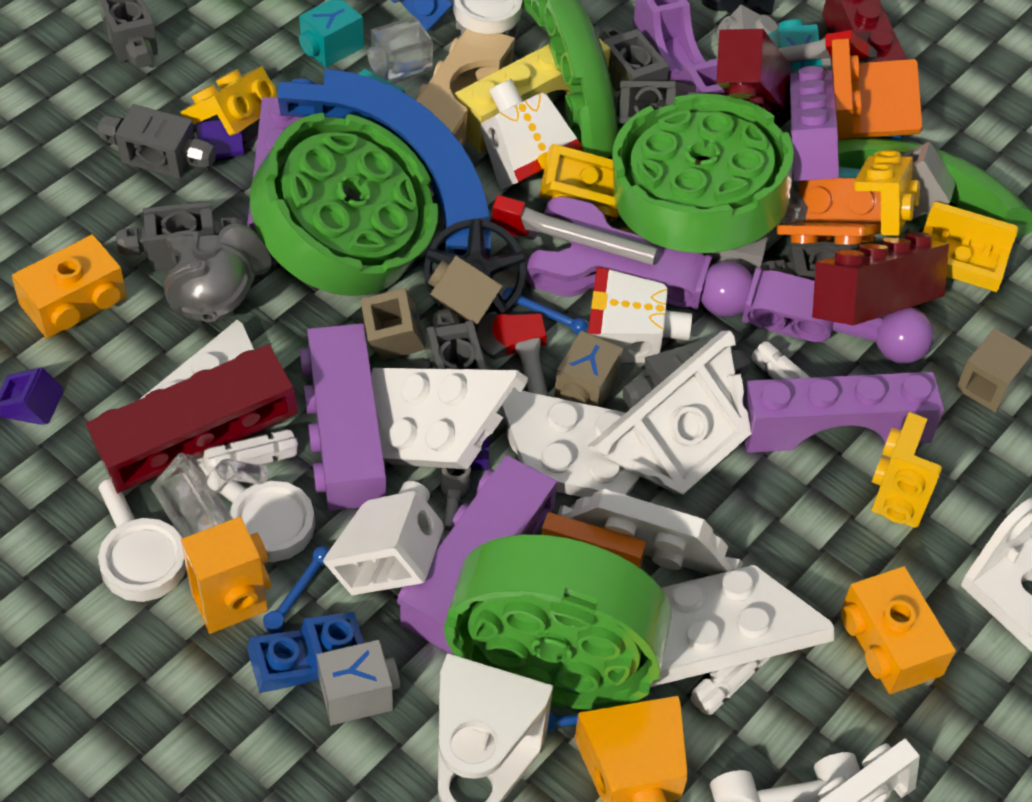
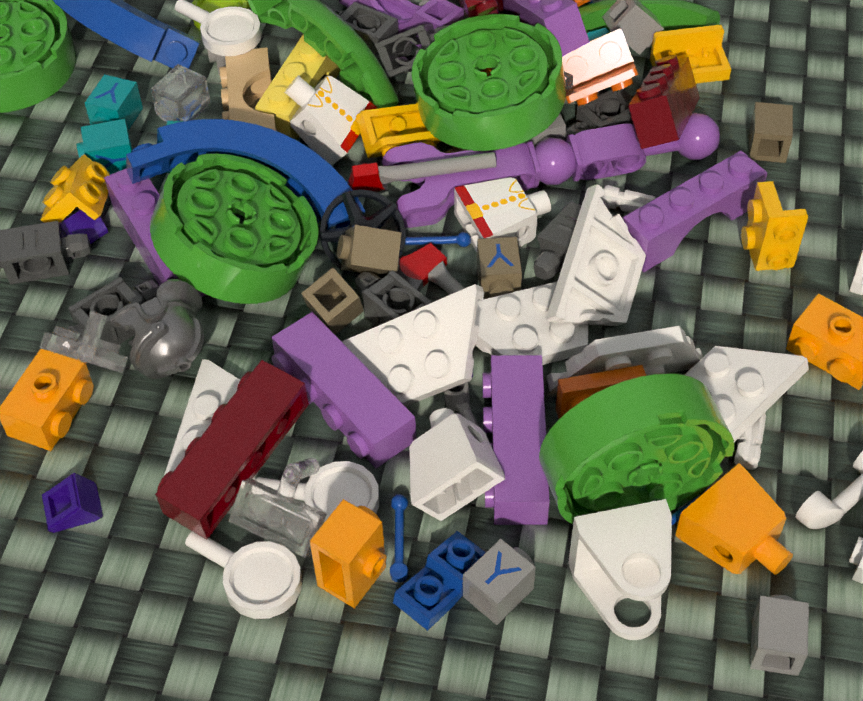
camera: 25 degrees left, 0 degrees up
(123, 252) = (90, 348): none -> clear plate
(254, 450) = (291, 451): white axle -> none
(295, 61) = (106, 144): none -> teal brick
(892, 177) = (621, 24): yellow bracket -> none

